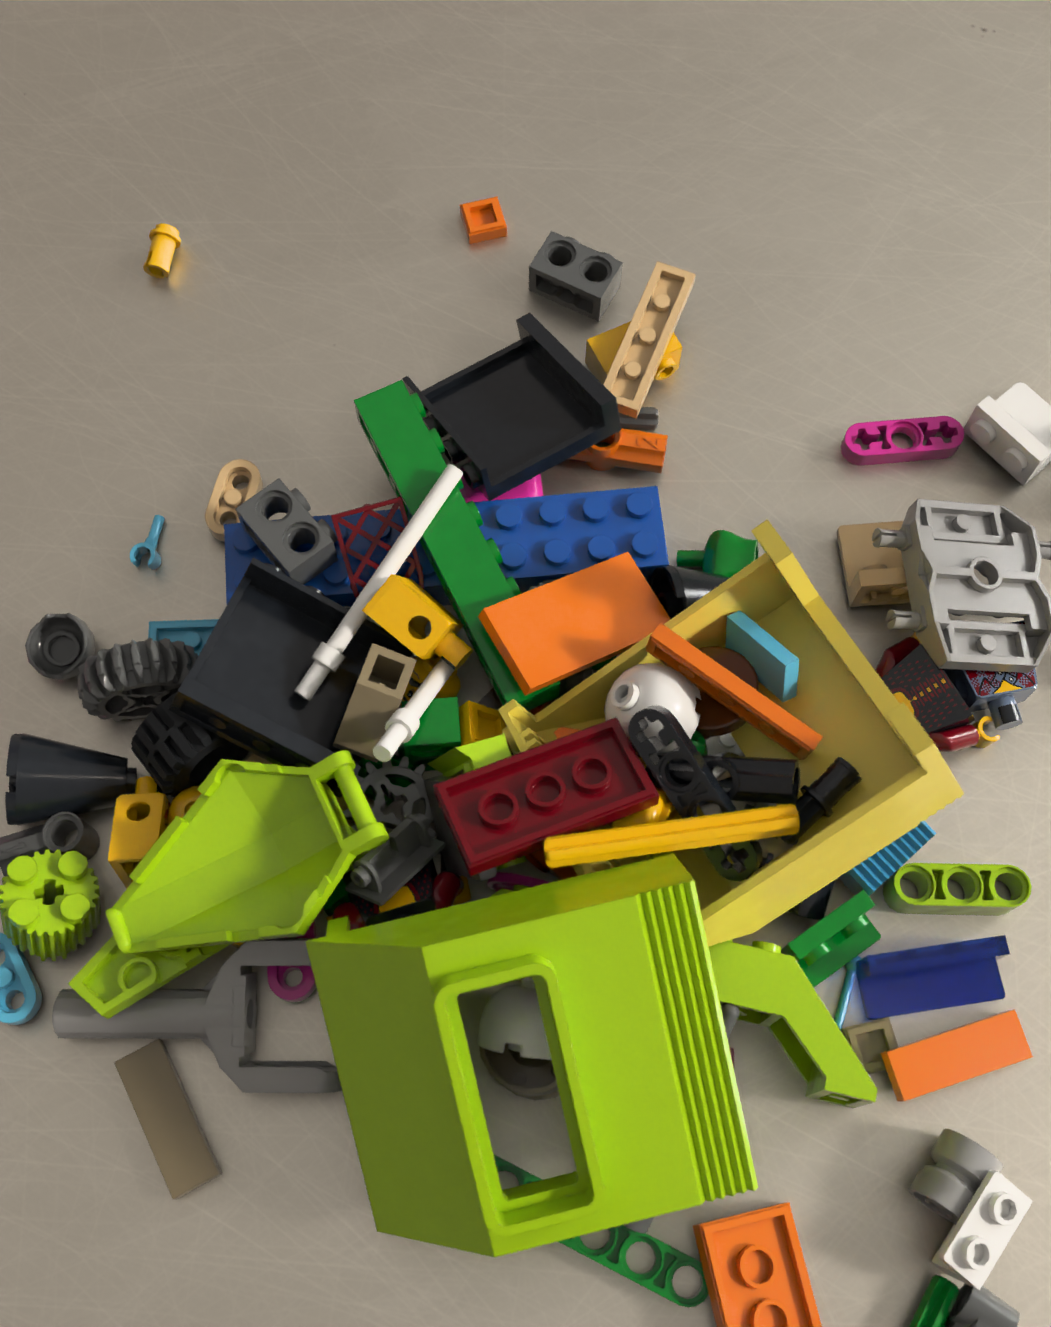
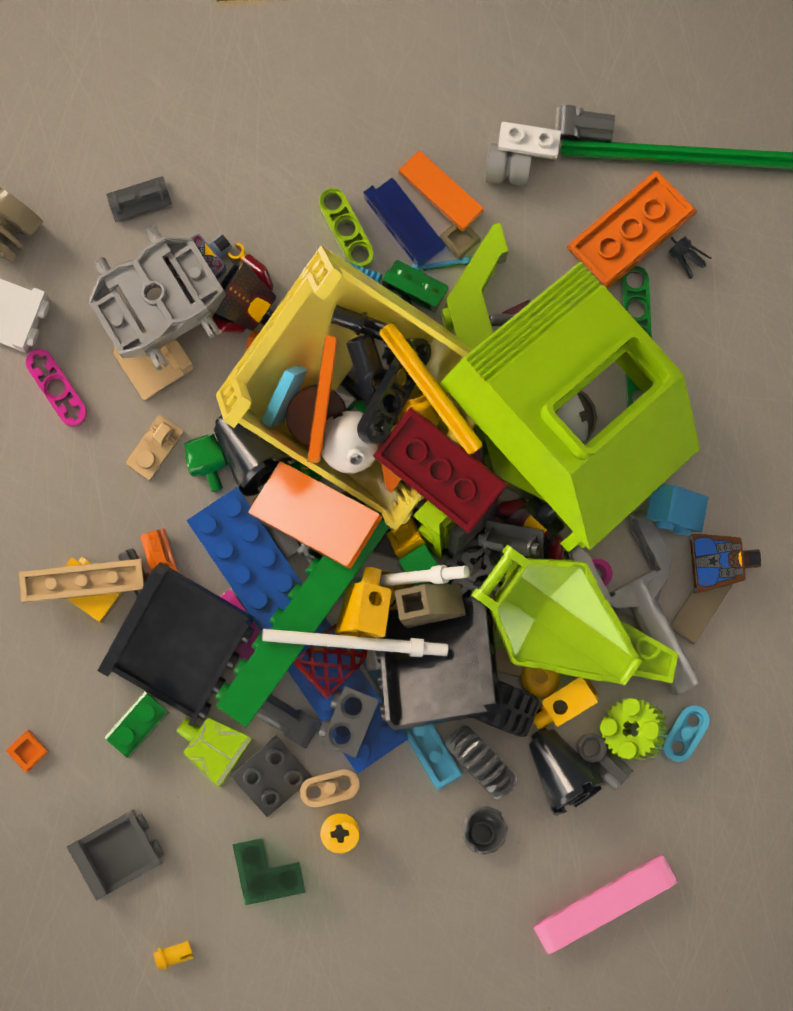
camera: 125 degrees left, 15 degrees up
(149, 546) = (386, 824): medium azure hand -> none
(168, 472) = (331, 842): none -> yellow piece
(177, 368) = (259, 880): none -> clear green brick
(197, 1164) = (719, 561): none -> torso
(293, 442) = (271, 776): none -> dark grey hinge
(307, 1141) = (677, 509): none -> dark azure brick
(311, 244) = (116, 854): none -> dark grey panel
(345, 492) = (294, 723): none -> dark grey piece
(348, 381) = (214, 747): none -> lime torso
(441, 328) = (136, 725): none -> green brick
(572, 281) = (53, 659): dark grey brick -> none
(763, 499) = (154, 447): none -> tan hinge

